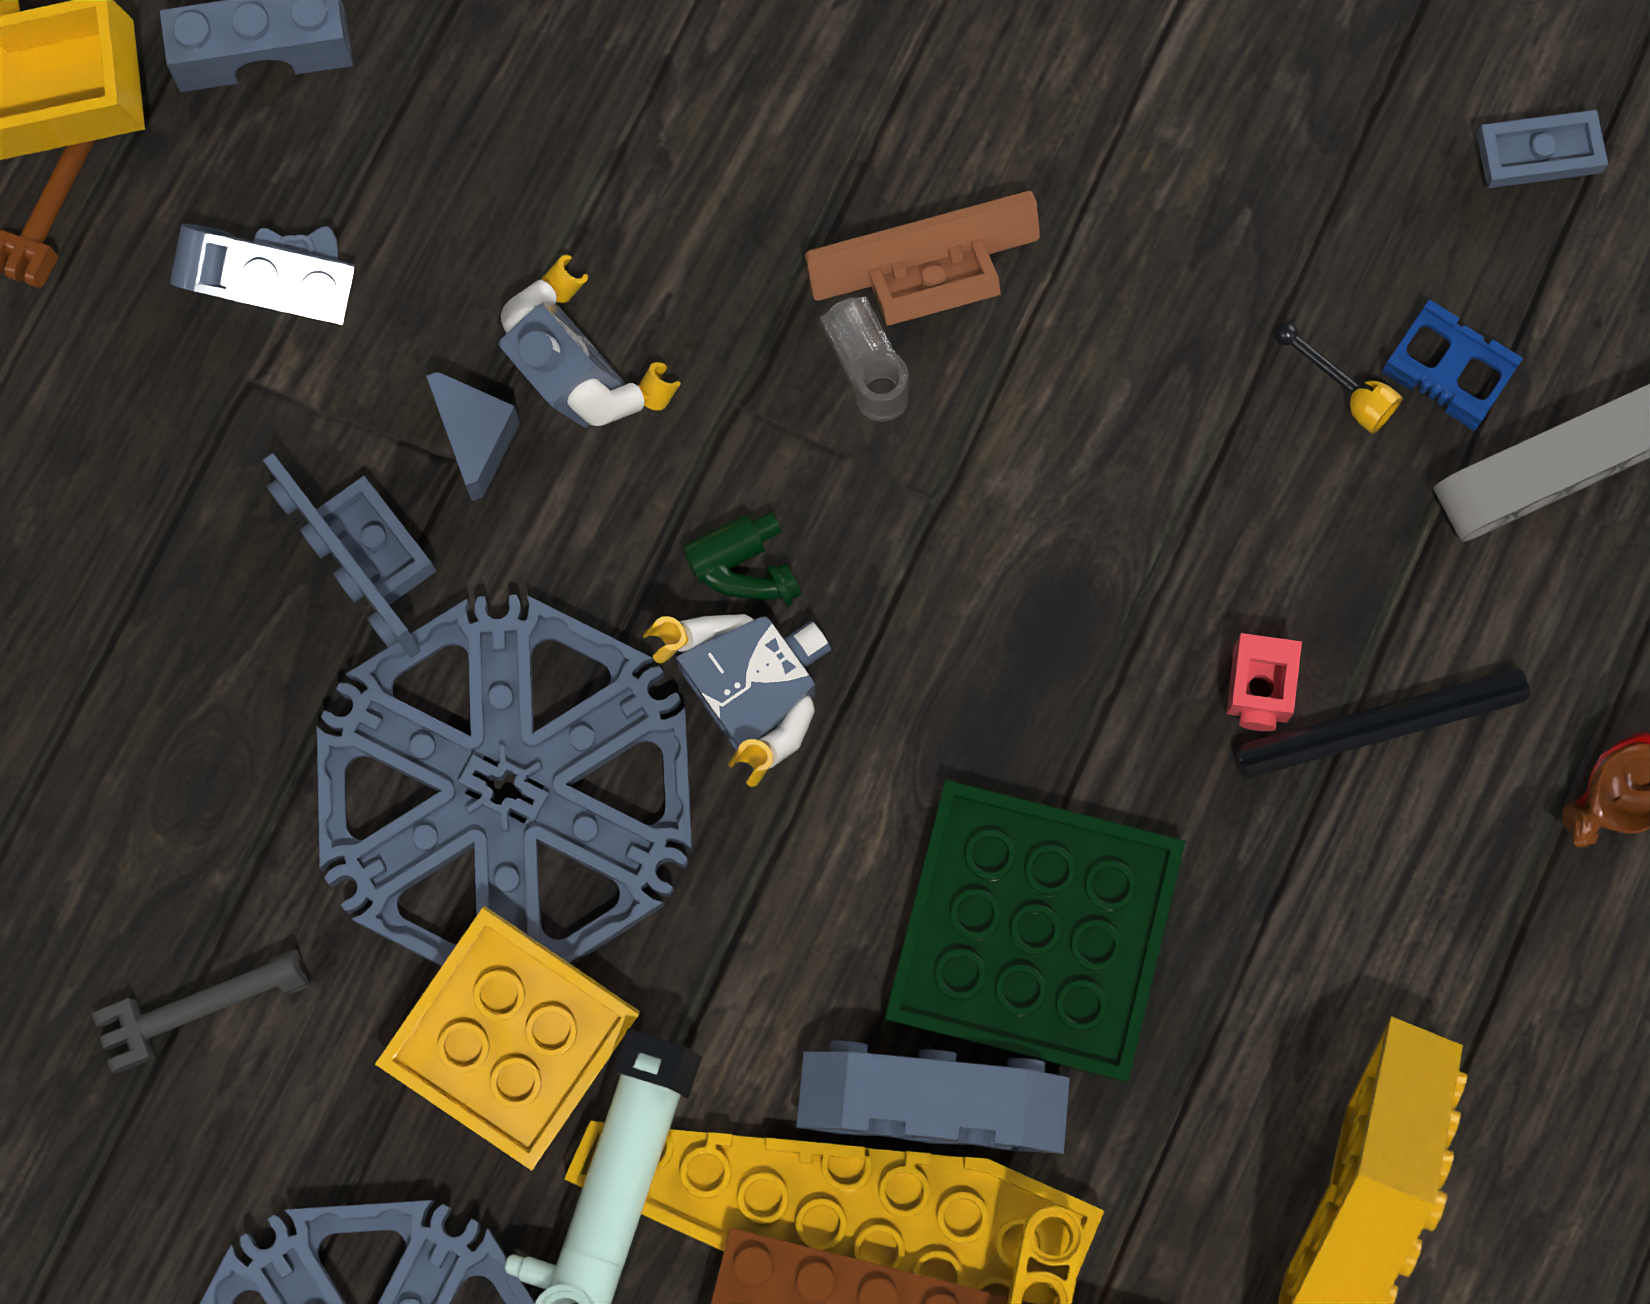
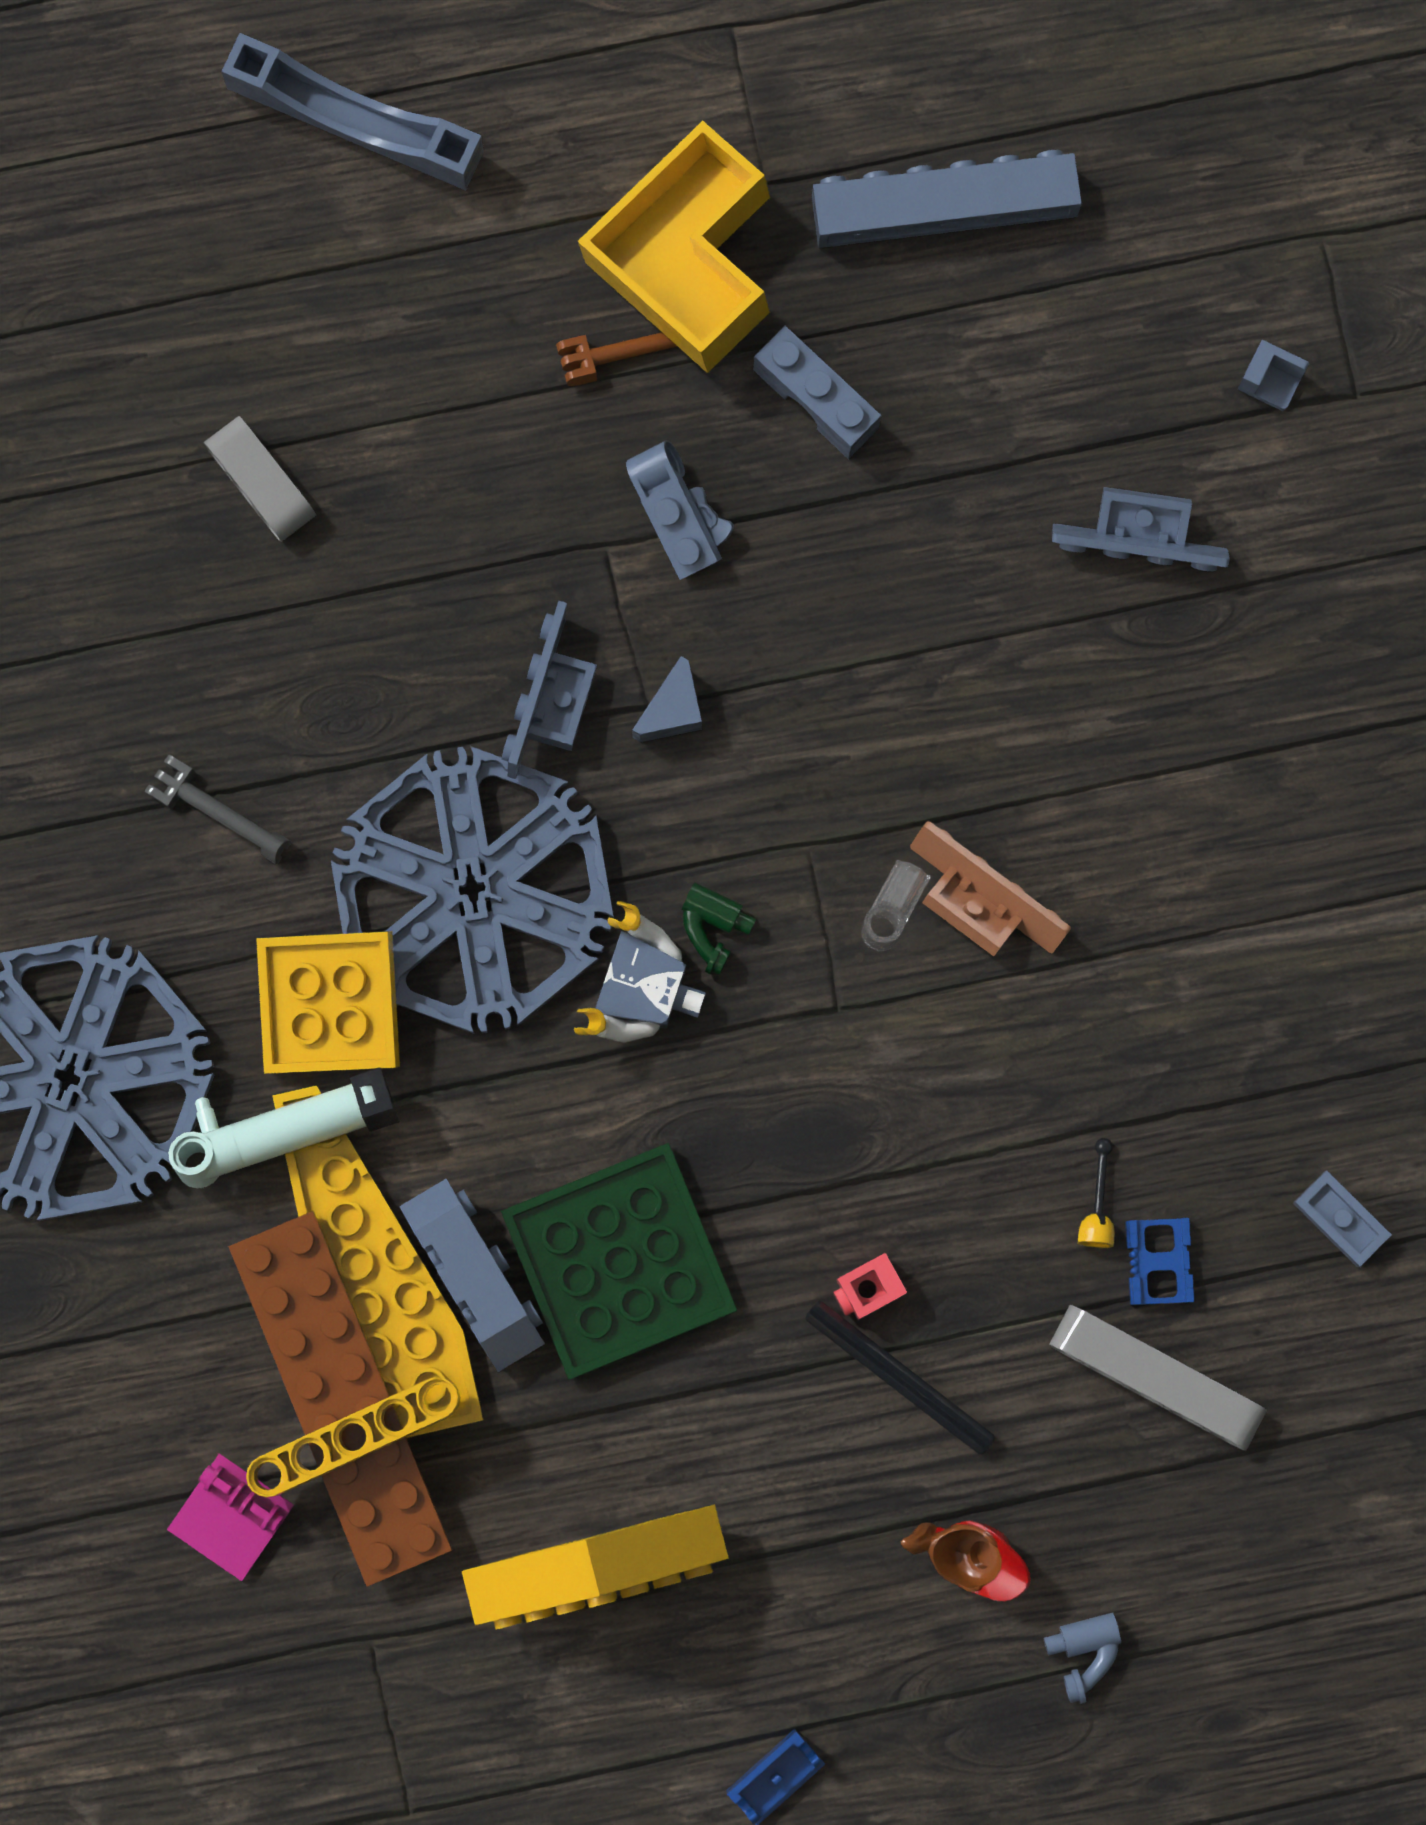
camera: 50 degrees right, 5 degrees up
(565, 363) = (752, 728): torso -> none

